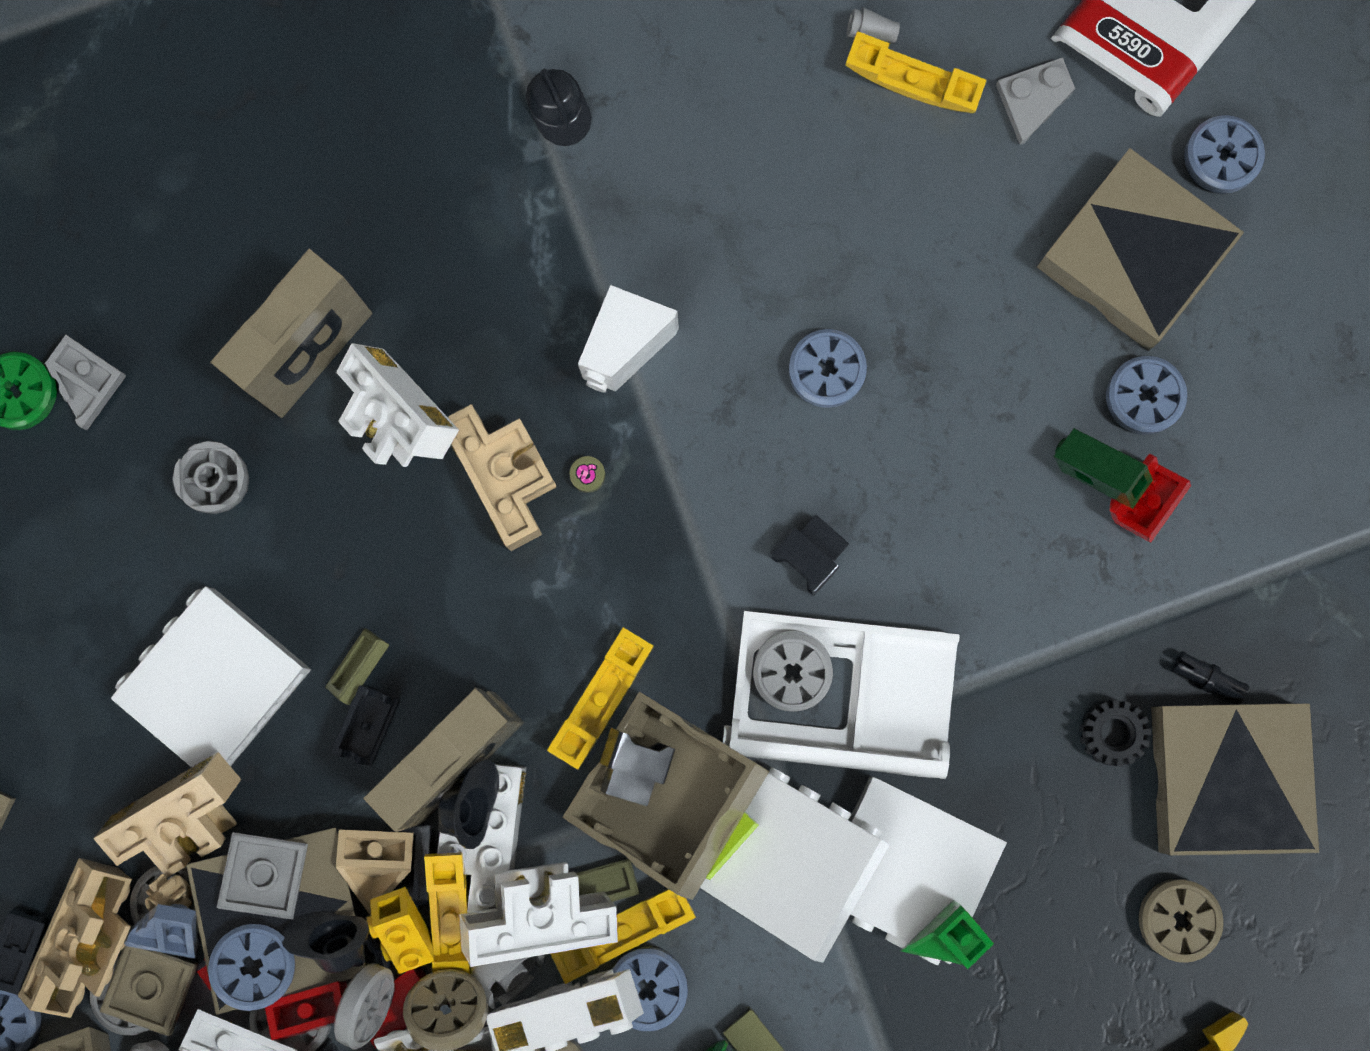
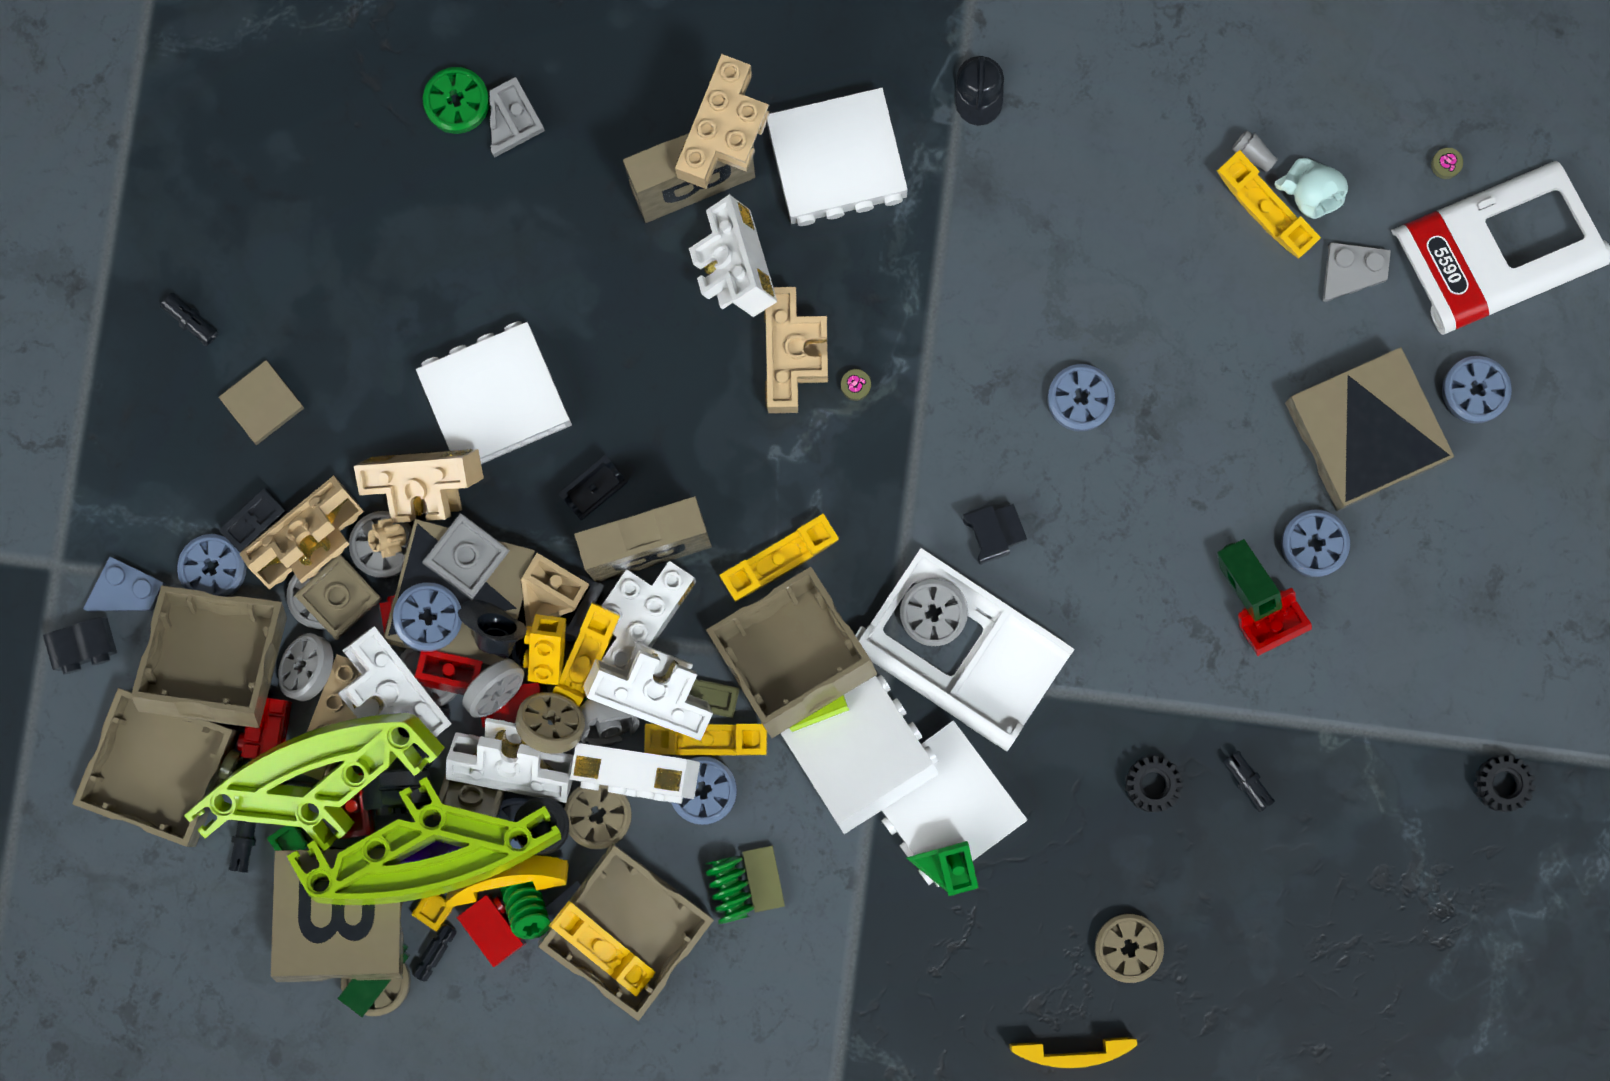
camera: 25 degrees right, 0 degrees up
(167, 931) = (374, 561): sand blue wing -> none
(211, 478) = (572, 242): light grey cylinder -> none
(298, 269) = (723, 125): none -> tan piece
(356, 666) = (608, 439): olive tile -> none
(446, 248) = (837, 157): none -> white brick
(468, 805) = (644, 582): black piece -> none
(624, 338) = (937, 296): white slope -> none
(633, 767) = (778, 619): piece -> none
(953, 31) = (1315, 187): none -> light aqua piece
(1235, 779) = (1225, 863): tile -> none

